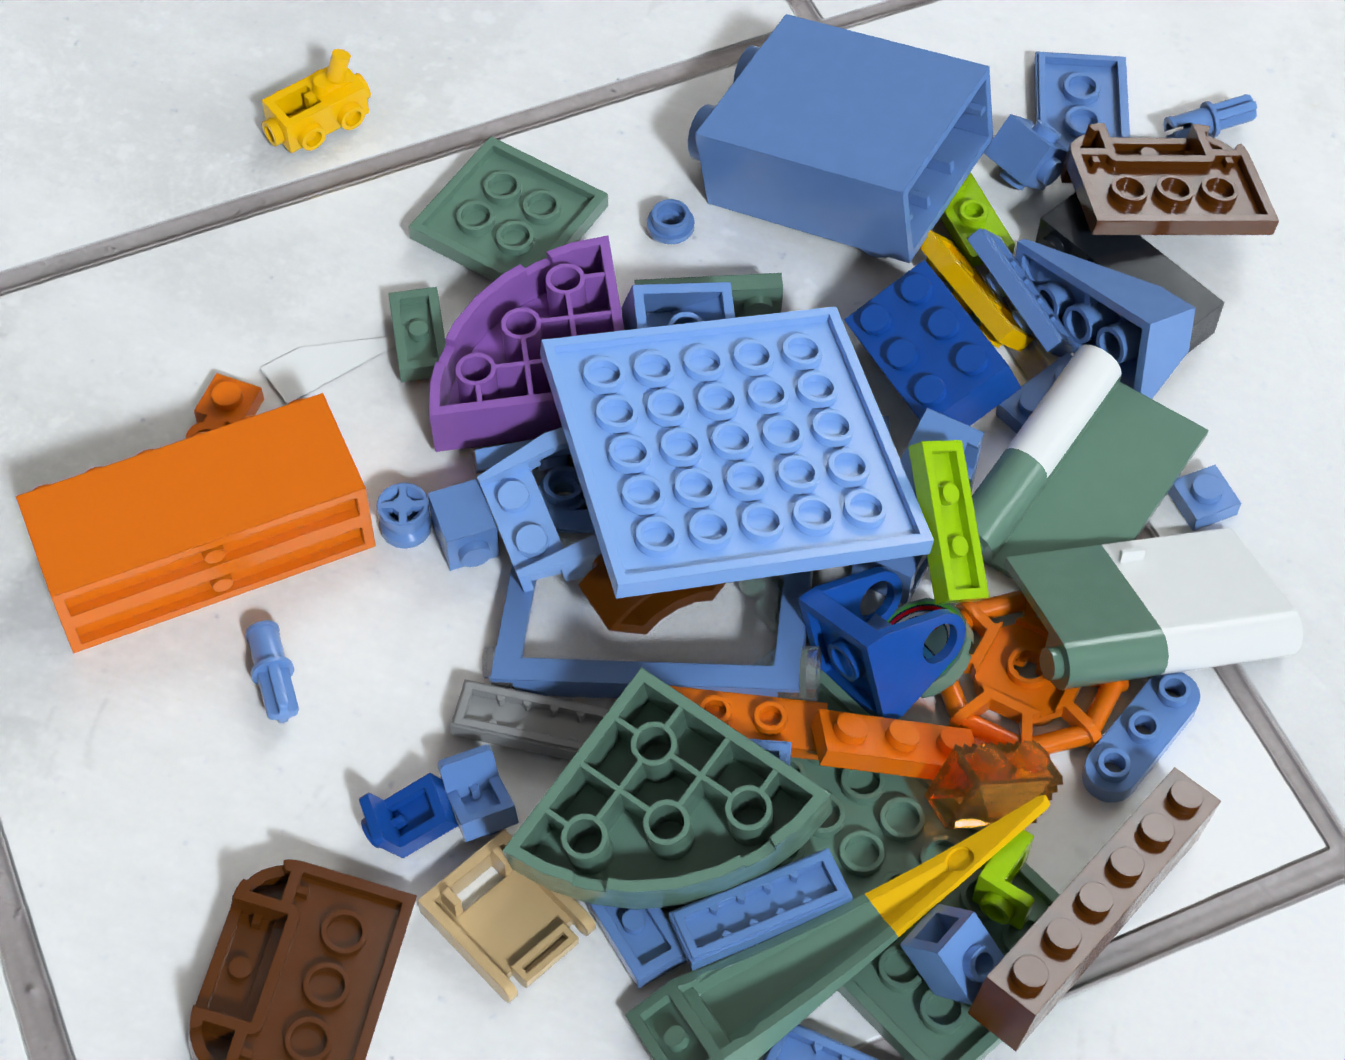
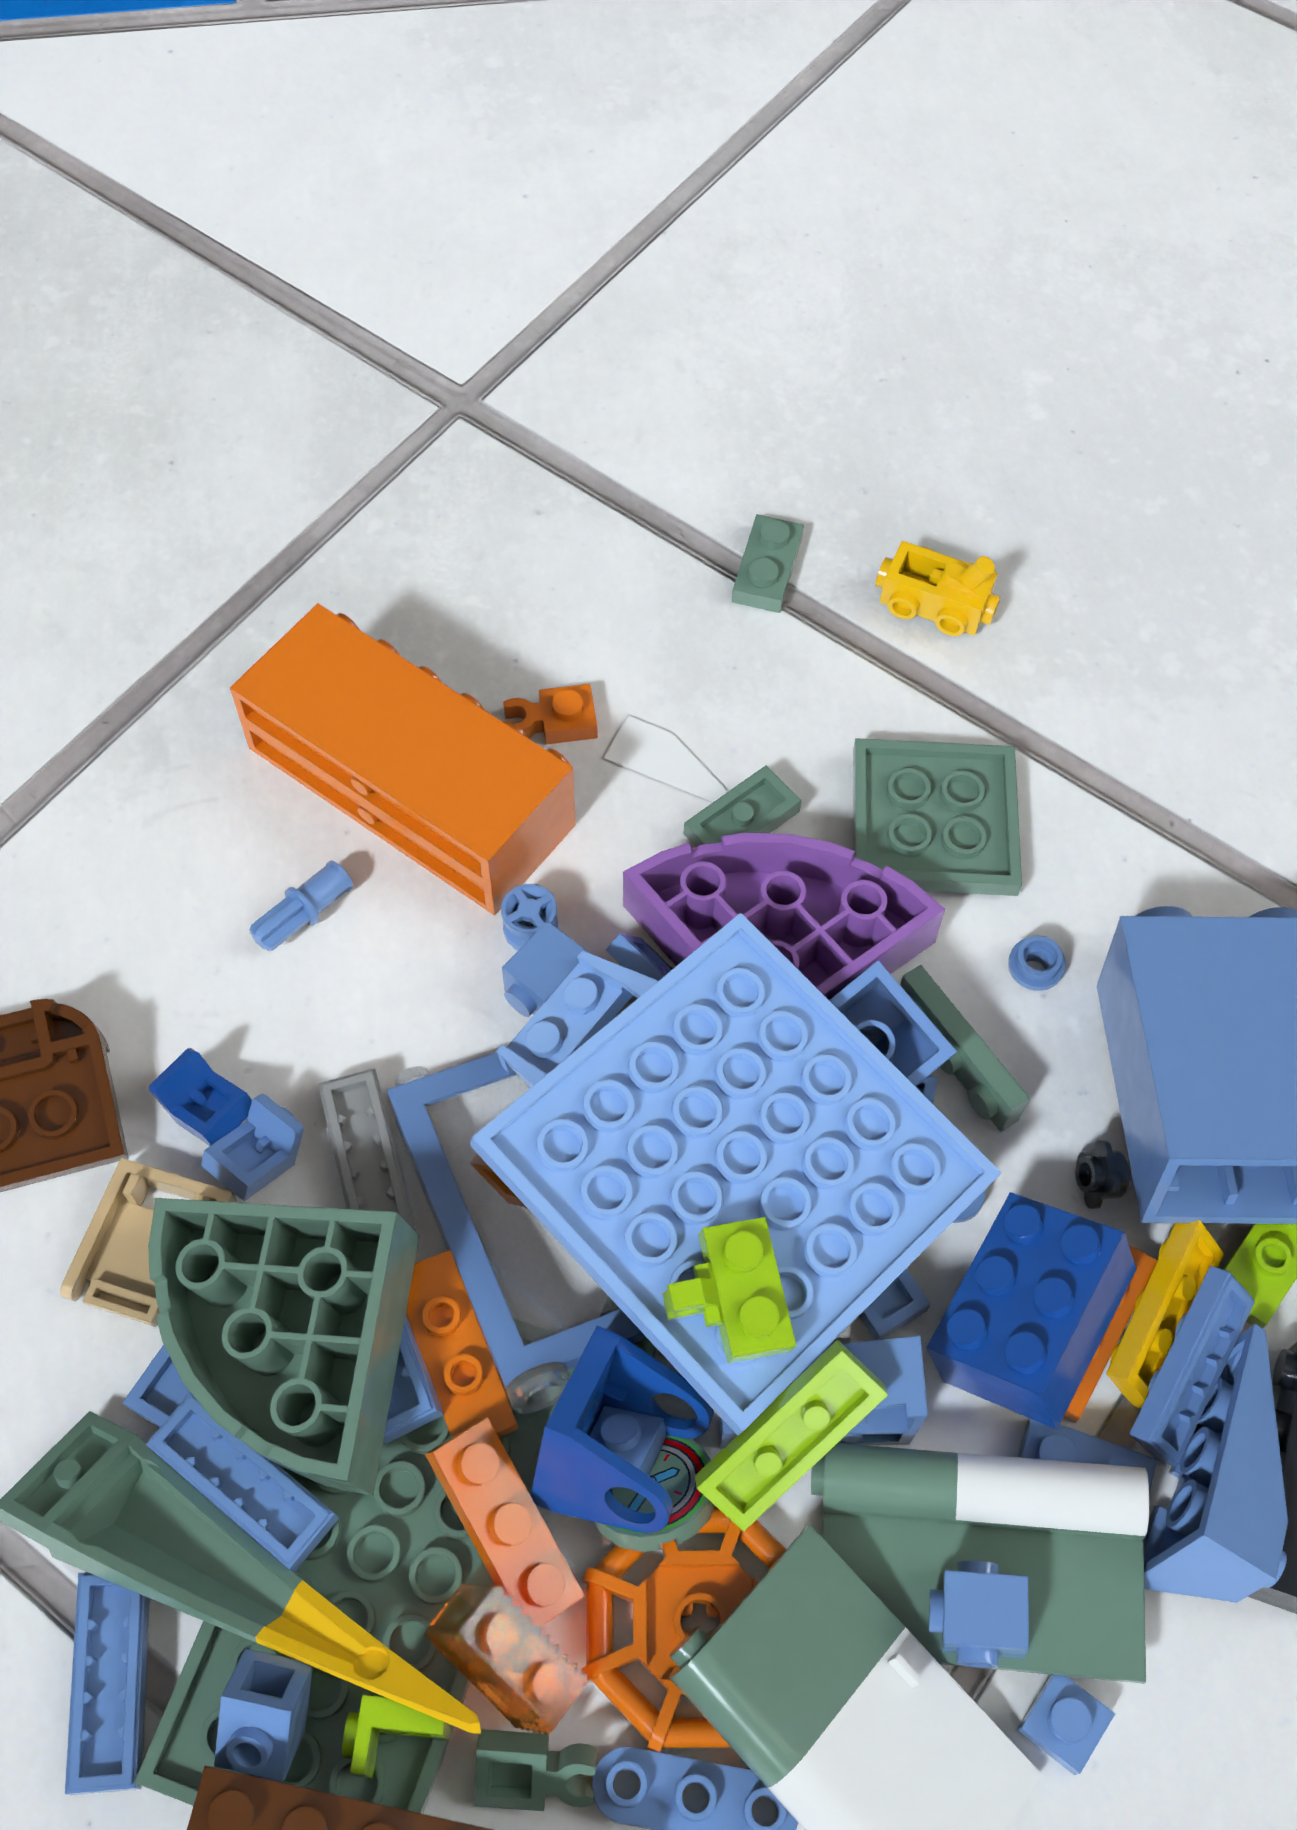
camera: 60 degrees right, 5 degrees up
(194, 203) = (767, 563): none -> sand green plate
(836, 486) = (737, 1291): none -> lime hinge
(860, 262) = (1102, 1174): none -> black plate
(1069, 823) = (519, 1771): none -> sand green plate
(1120, 490) = (981, 1614): none -> medium blue brick

